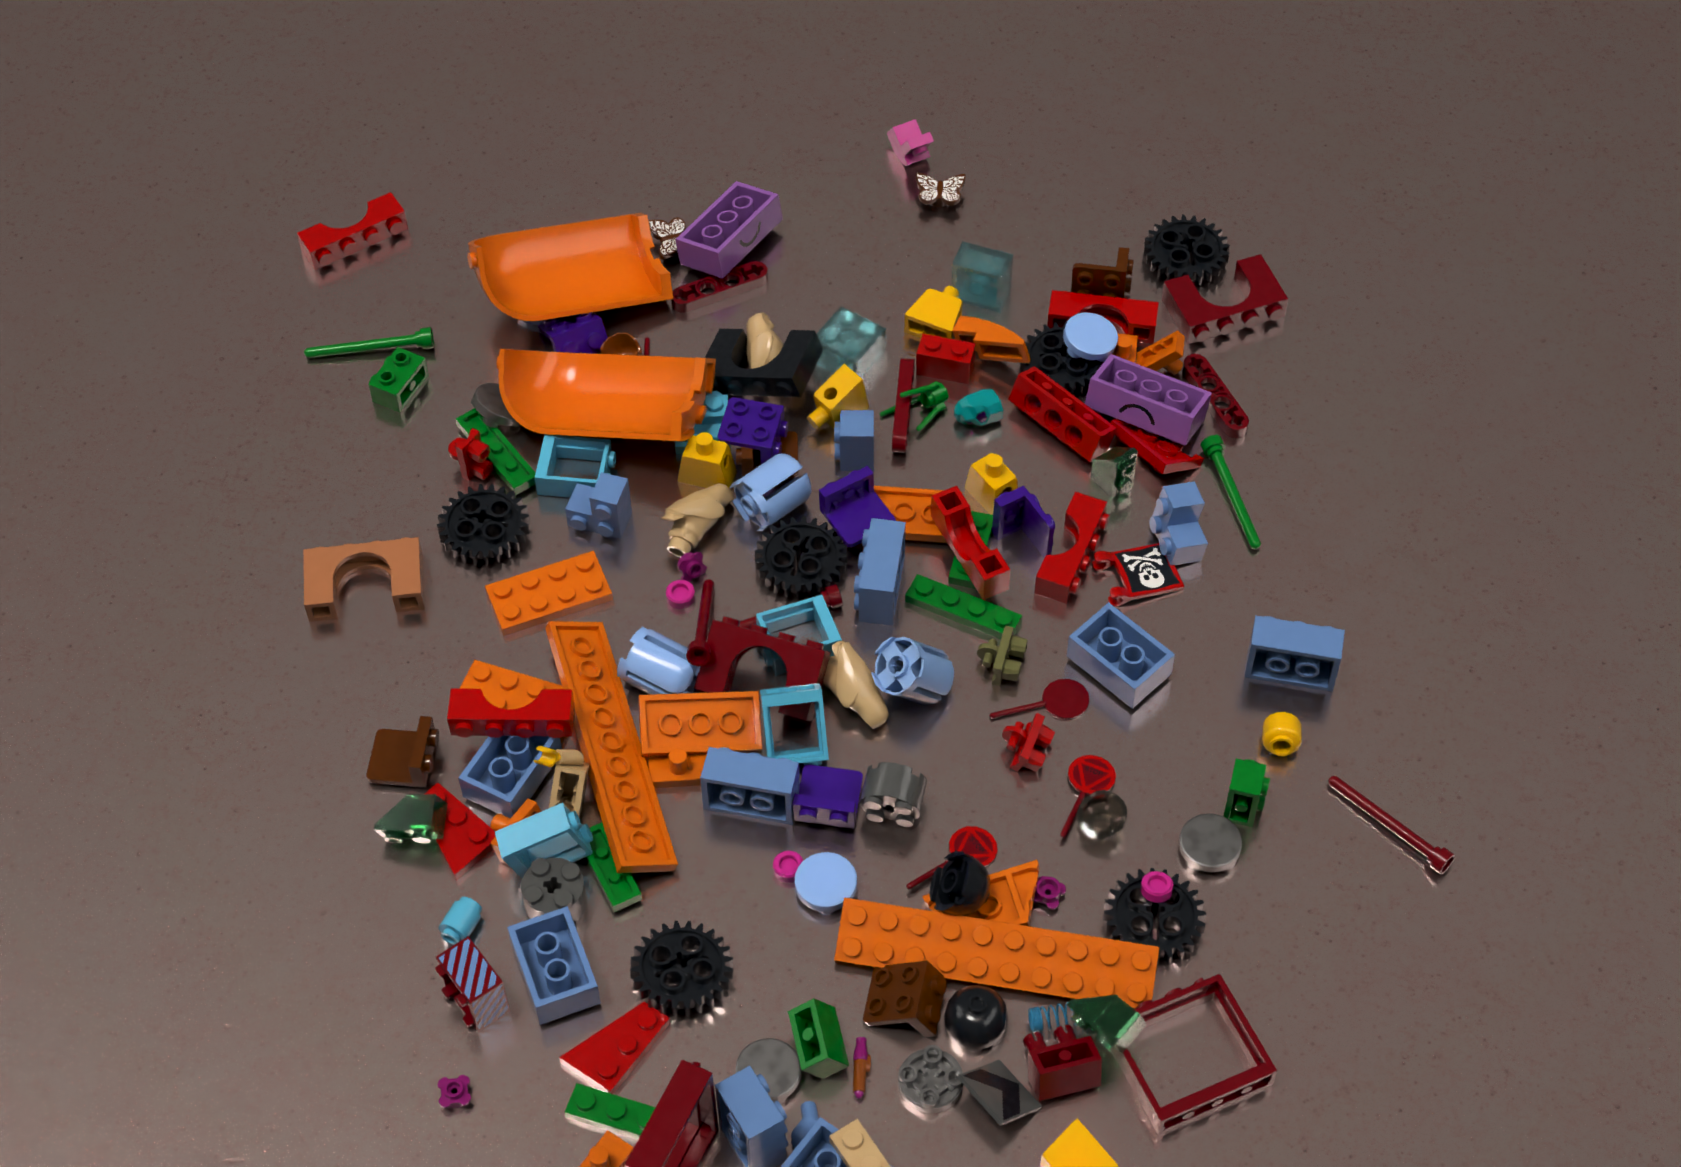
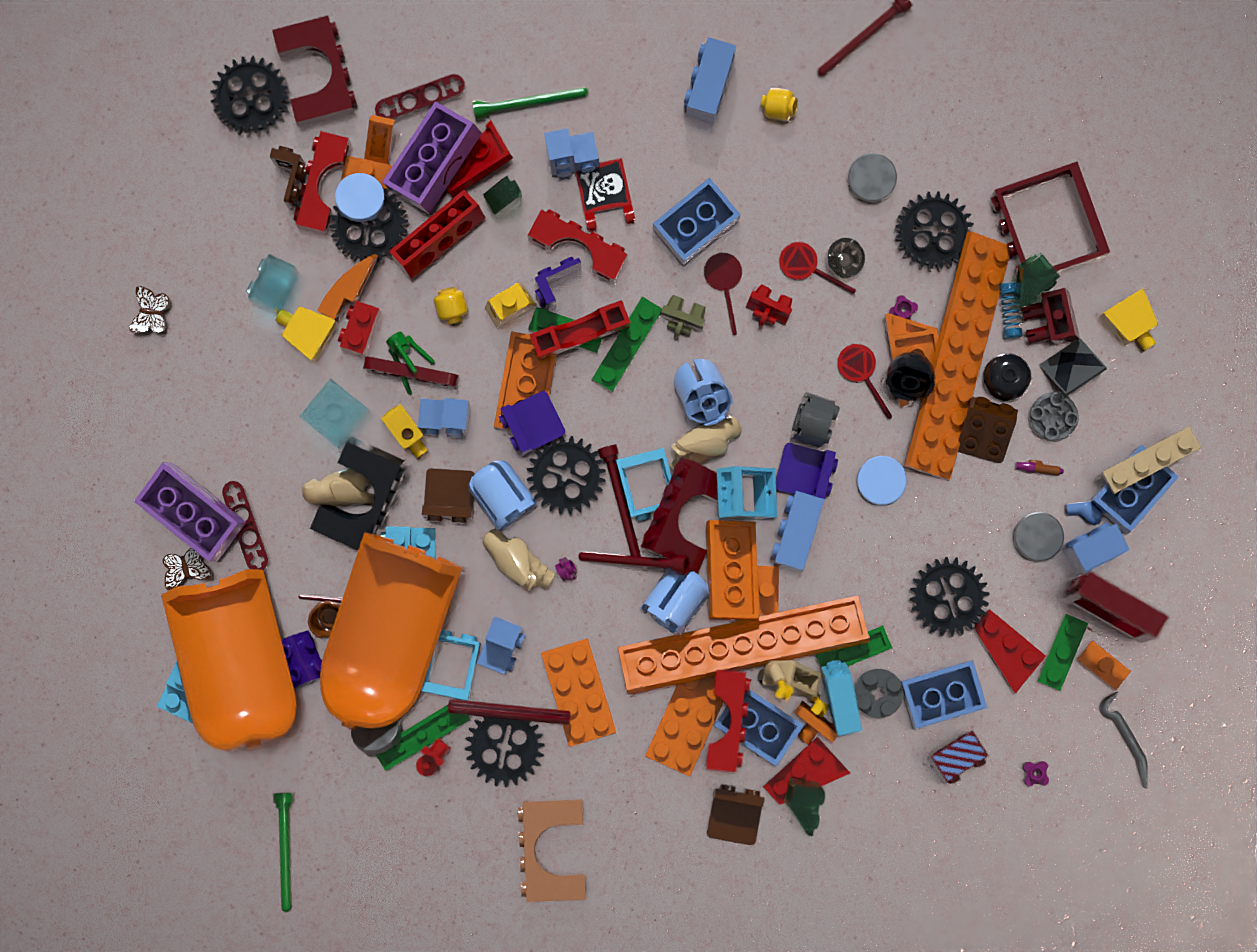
camera: 85 degrees left, 30 degrees up
(326, 244) = (158, 896): red arch -> none
(398, 379) = (332, 824): green brick -> none
(460, 920) = (893, 768): medium azure brick -> none
(521, 518) = (509, 711): none -> dark red axle
(680, 594) = (590, 580): dark pink tile -> none
(706, 462) = (463, 548): yellow torso -> none
(754, 426) = (435, 505): dark purple bracket -> none
(786, 865) = (861, 509): dark pink tile -> none
(818, 1038) = (1021, 496): green brick -> none
(880, 571) = (596, 408): medium blue brick -> none
(909, 142) = (87, 333): dark pink brick -> none
(979, 408) = (420, 305): teal rock -> none
(984, 435) = (450, 305): none -> yellow head
(1156, 886) = (918, 225): dark pink tile -> none
(1246, 792) = (837, 142): green brick -> none

